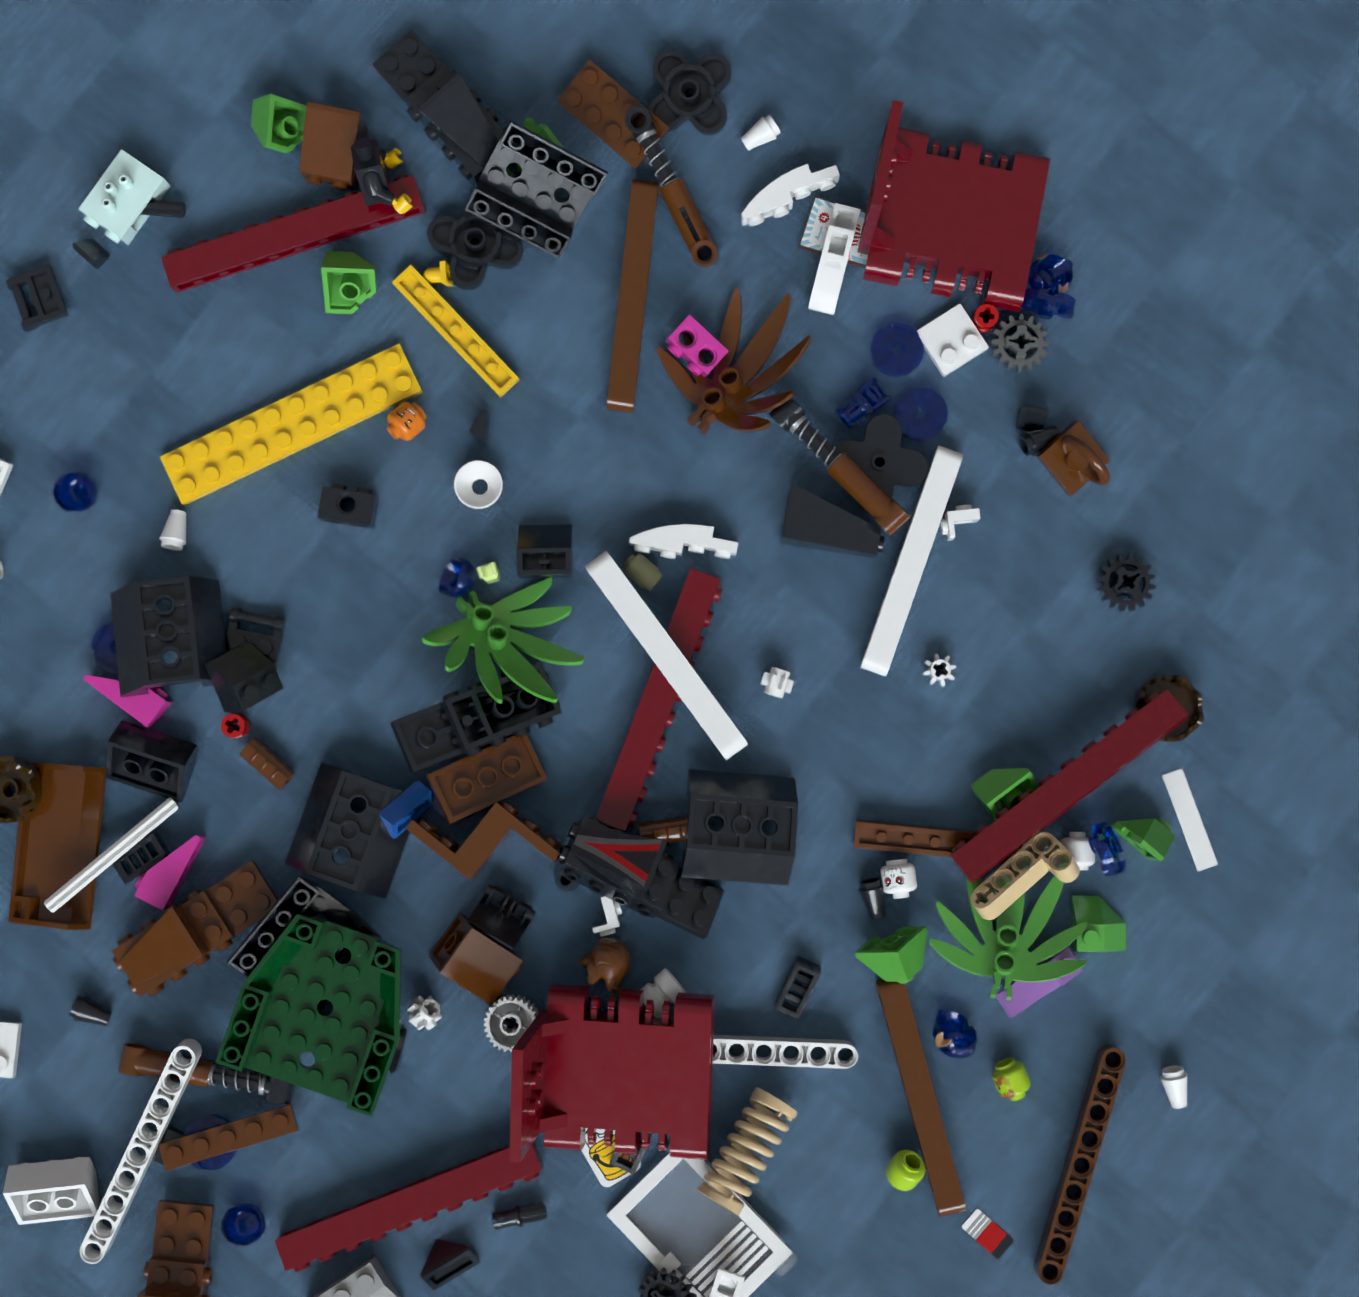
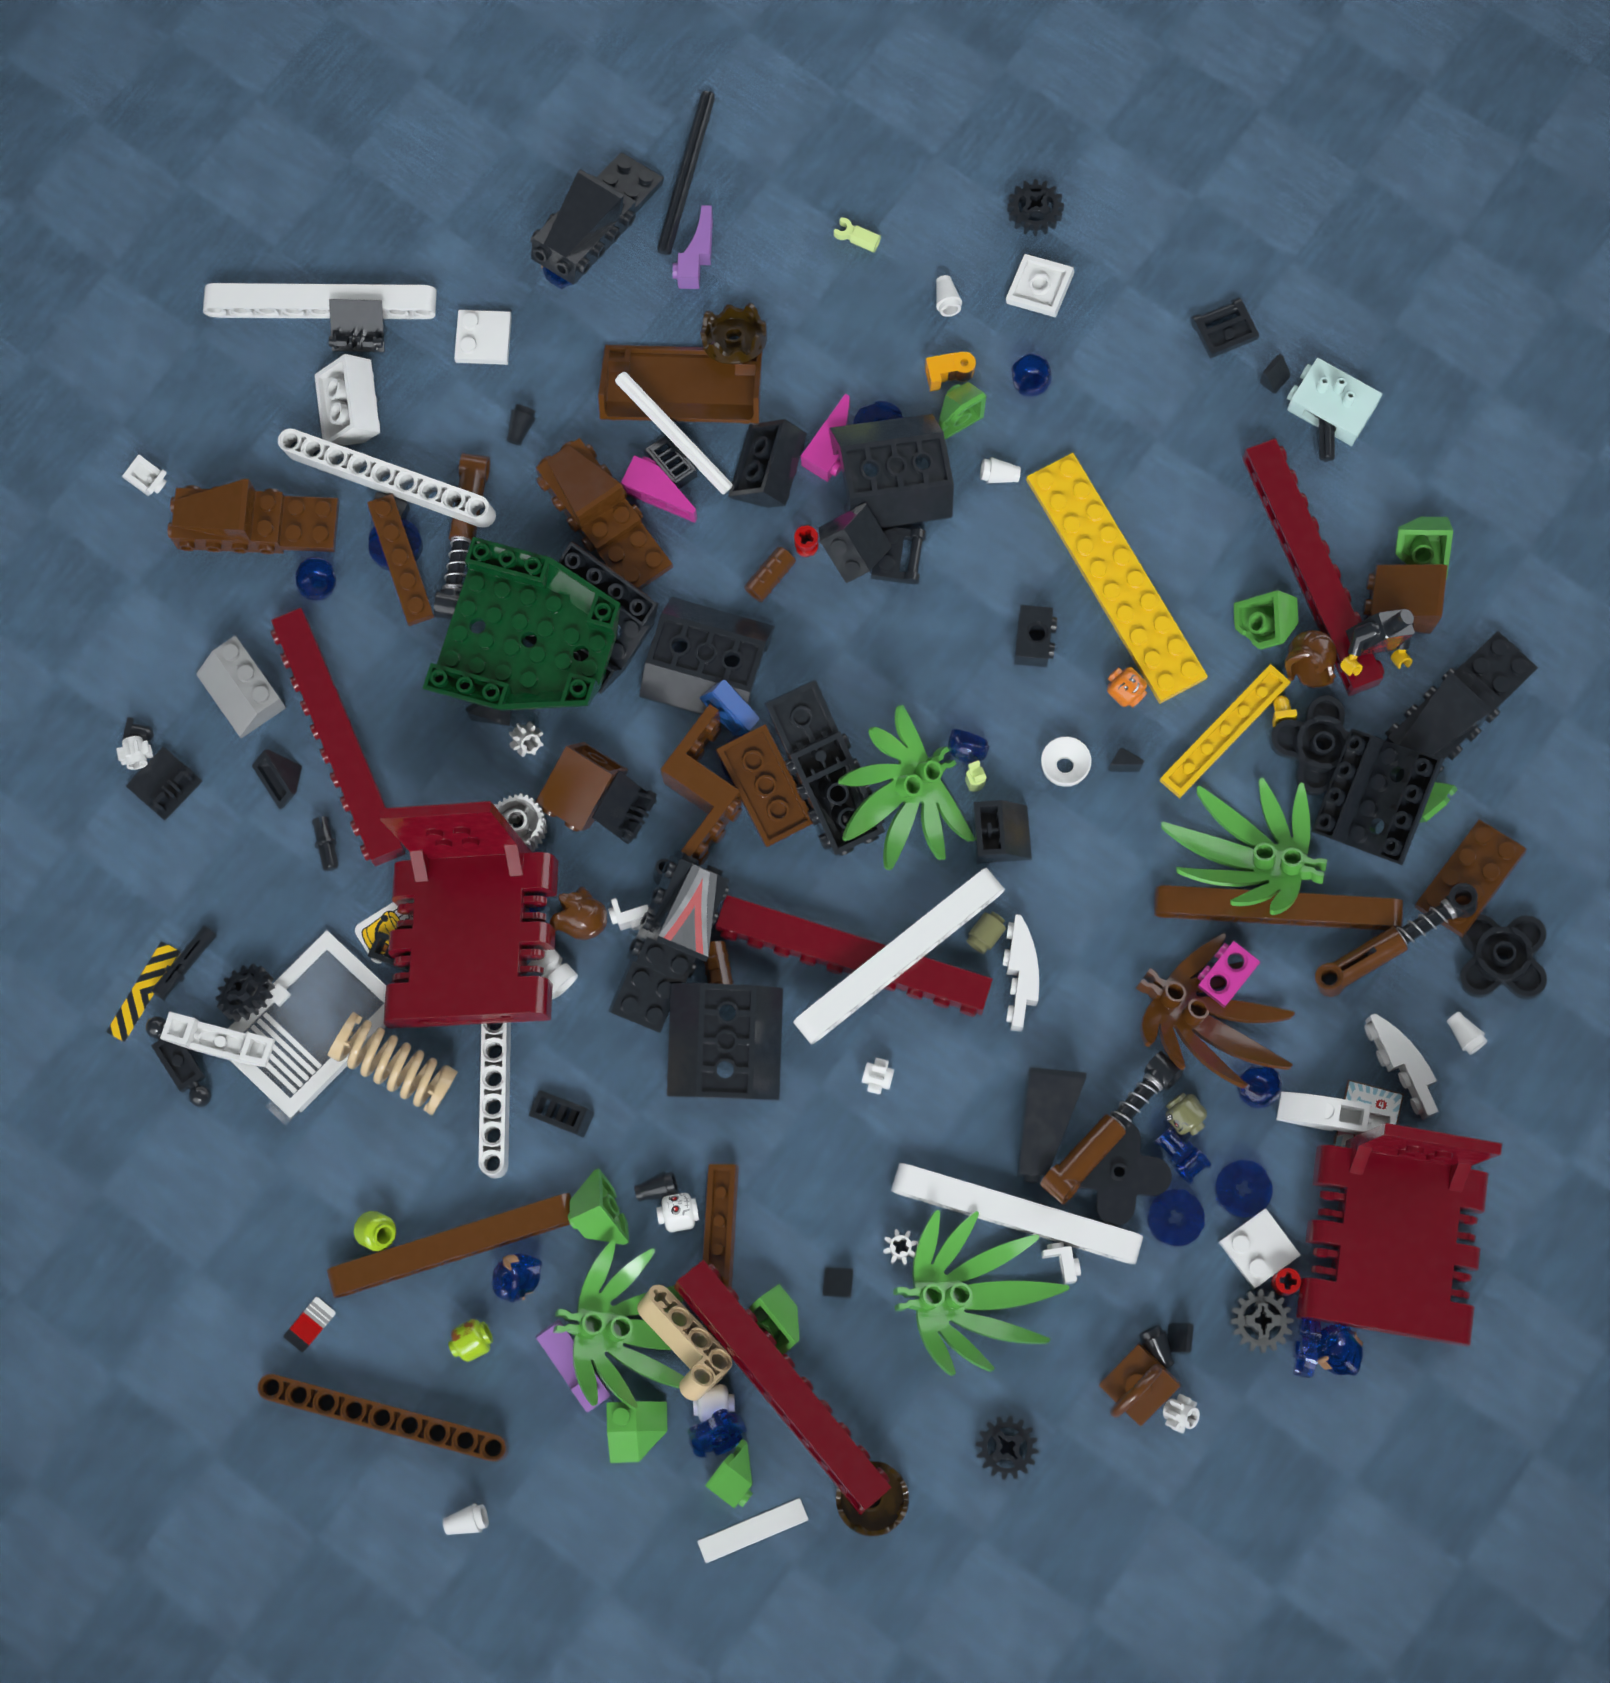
camera: 85 degrees right, 10 degrees down
(60, 574) = (949, 367): none -> light orange leg
(105, 563) = (961, 408): none -> bright green slope
(389, 242) = (1311, 659): none -> reddish brown hair
(590, 293) = (1276, 864): none -> bright green plant
(803, 322) = (1262, 1087): none -> clear blue hair
(826, 396) = (1186, 1114): none -> olive head
(968, 730) = (838, 1282): none -> black slope
(987, 632) = (945, 1297): none -> bright green plant
(1101, 422) = (1181, 1413): none -> white gear

